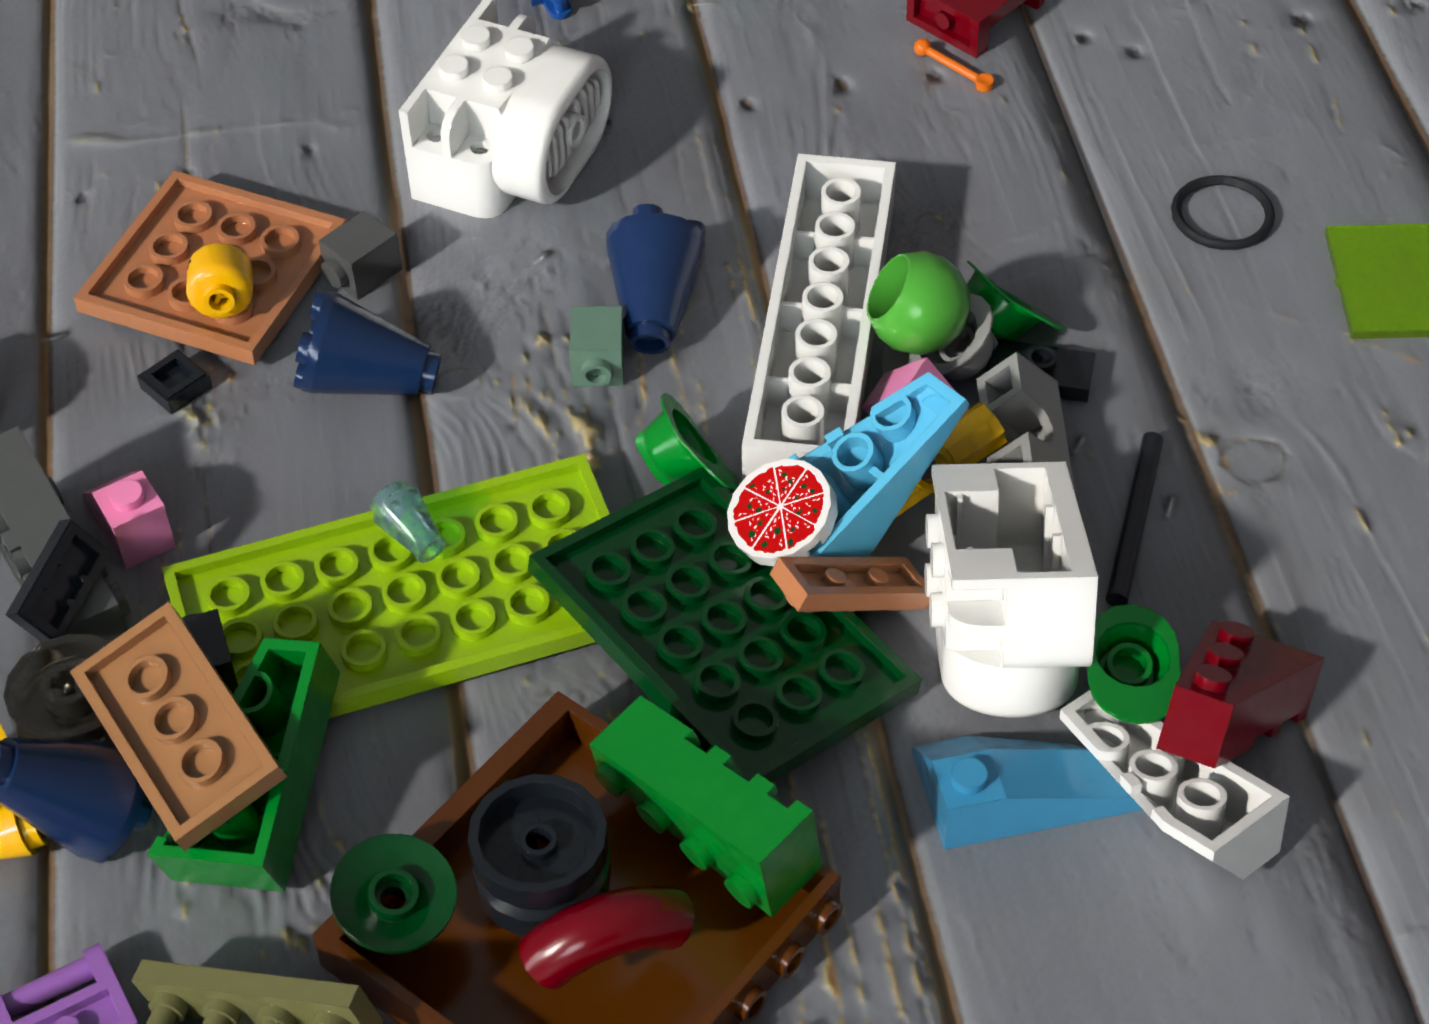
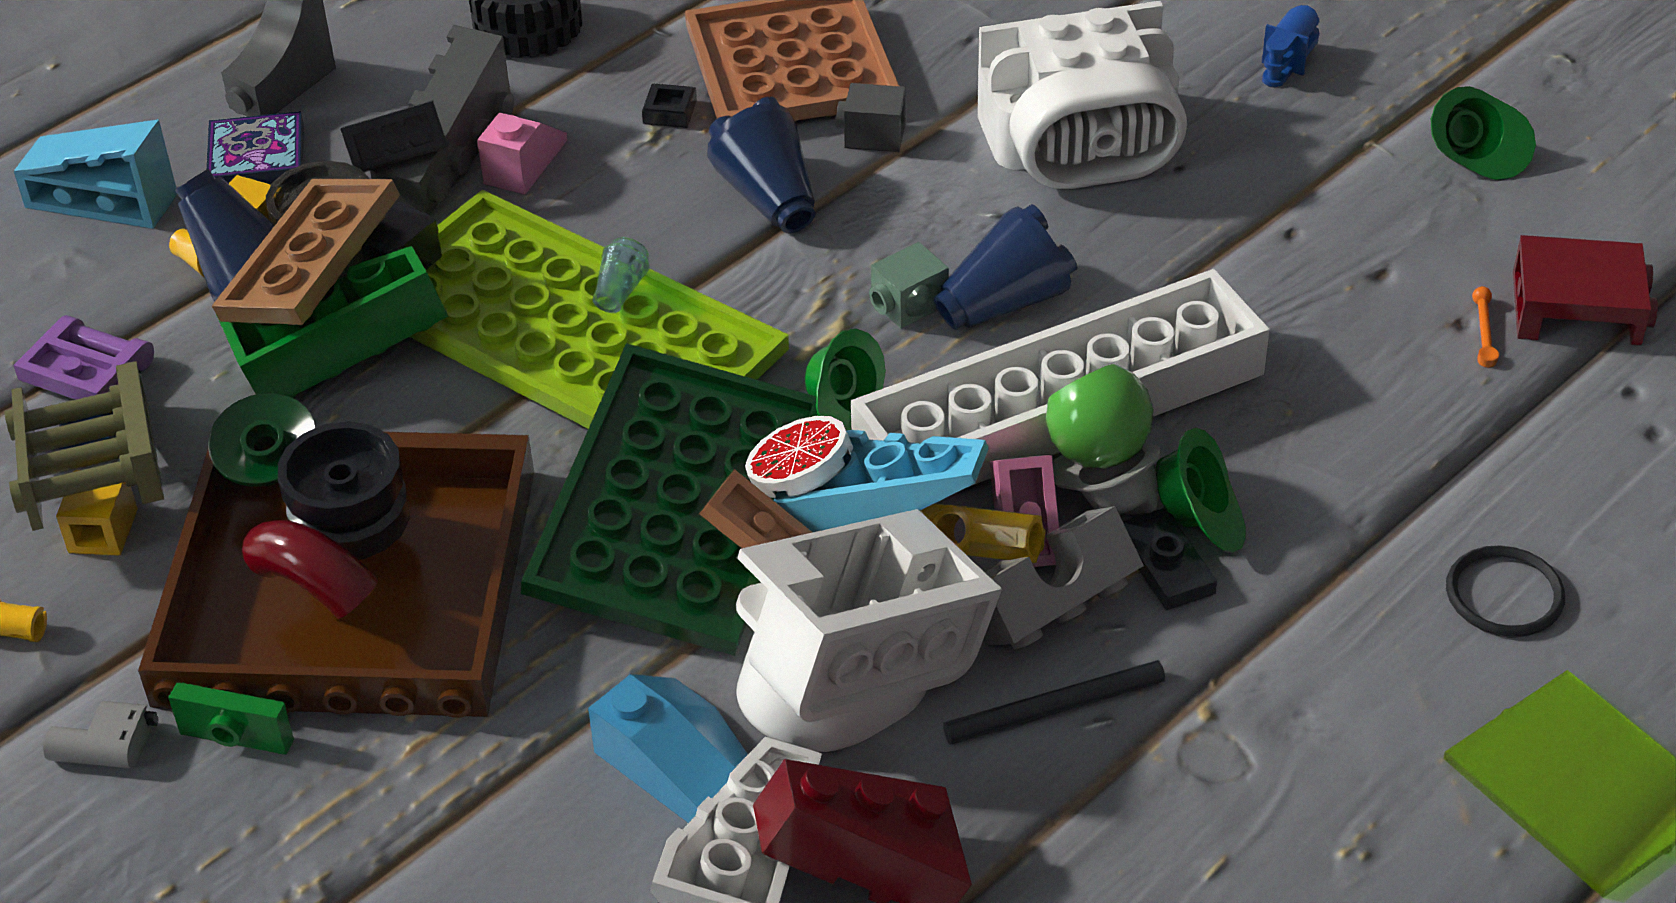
camera: 55 degrees right, 5 degrees down
(222, 277) = (756, 58): yellow head -> none
(709, 806) = (459, 561): green wedge -> none
(1134, 664) = (860, 741): green piece -> none

